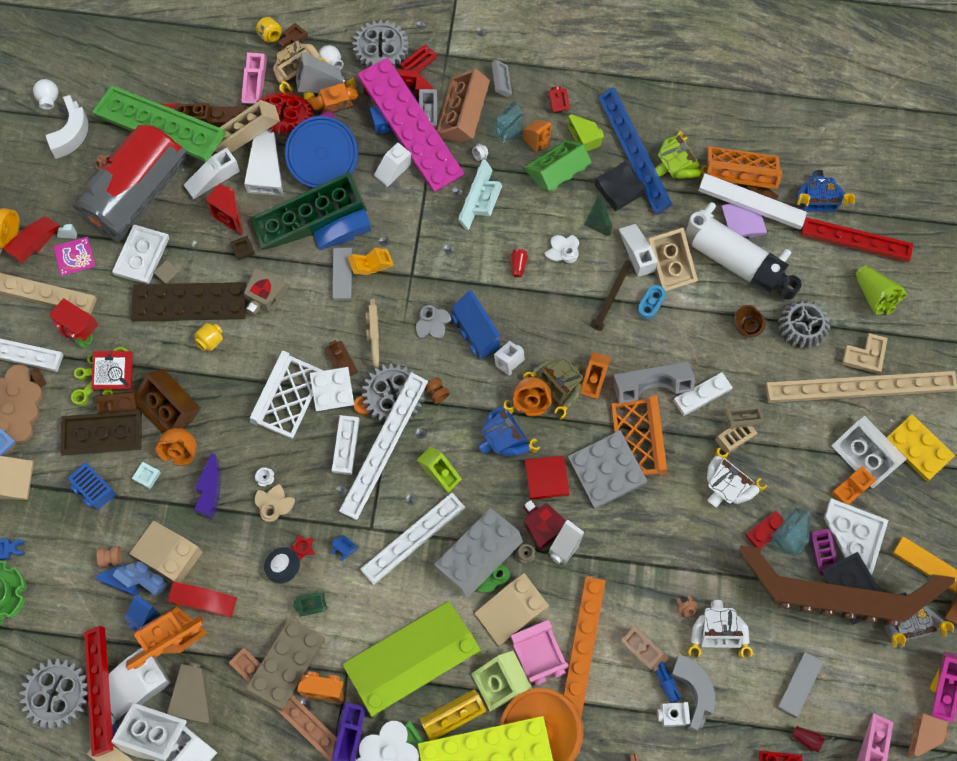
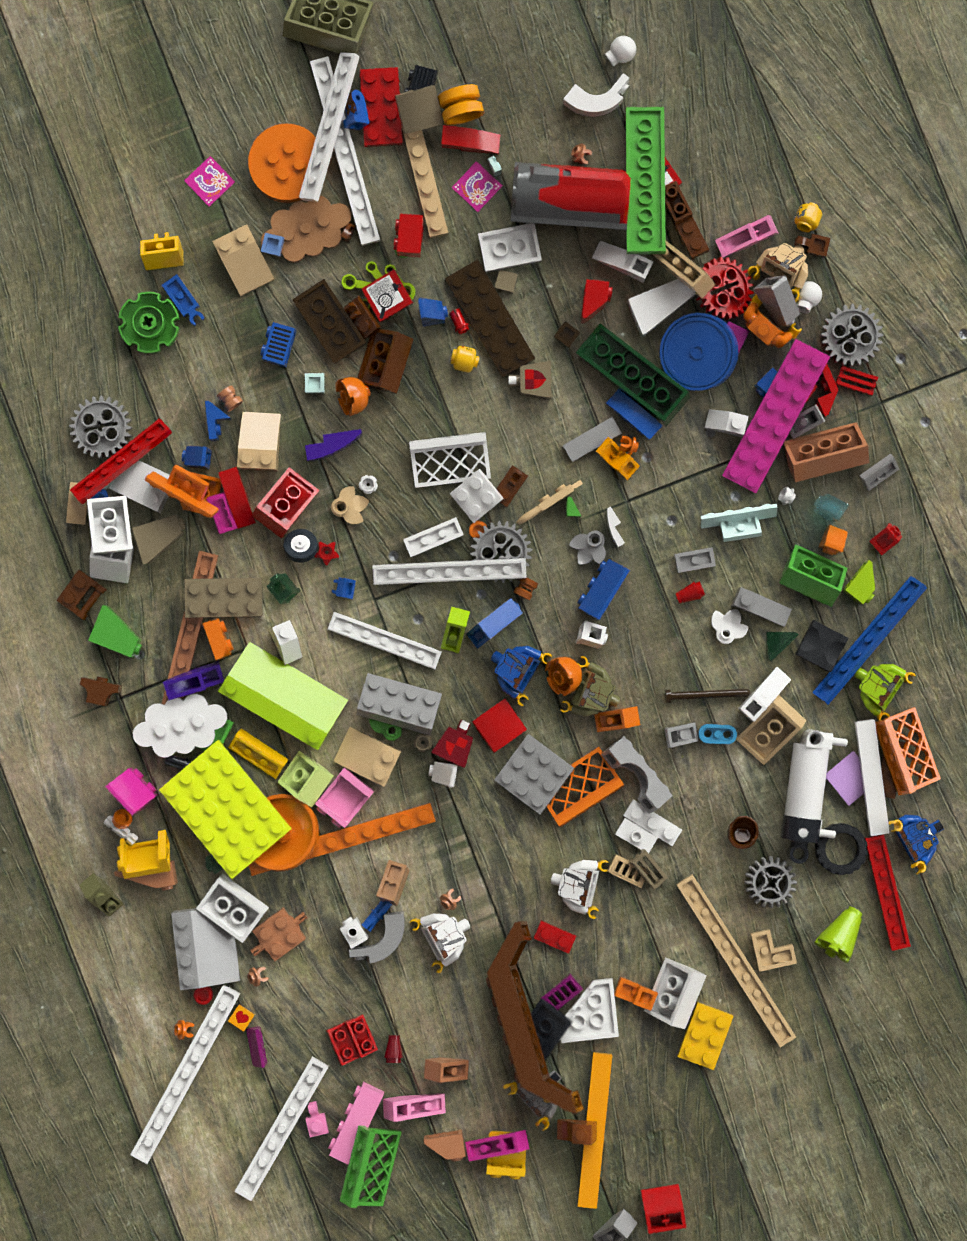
camera: 65 degrees right, 20 degrees up
(140, 574) = (229, 434): medium blue plate -> none
(150, 341) = (432, 312): none -> blue slope
(174, 326) = (459, 322): none -> red pin
(212, 622) = (223, 519): none -> dark pink plate
(235, 559) = (285, 502): none -> red slope
(361, 627) = (286, 642): none -> white slope
(365, 246) = (631, 445): none -> orange plate
(390, 317) = (571, 509): none -> bright green slope
(420, 292) = (612, 522): none -> white slope
(453, 433) = (494, 623): none -> slope
(492, 245) = (694, 560): none -> light grey plate
(559, 216) = (761, 606): none -> light grey slope
(636, 331) = (681, 735): none -> light grey slope
(707, 413) = (636, 835): none -> white plate
(793, 532) = (563, 960): clear light blue slope -> none
(800, 684) = (435, 1023): light grey tile -> none
(810, 242) = (860, 855): none -> black tyre
(851, 697) = (446, 1069): none -> nougat slope

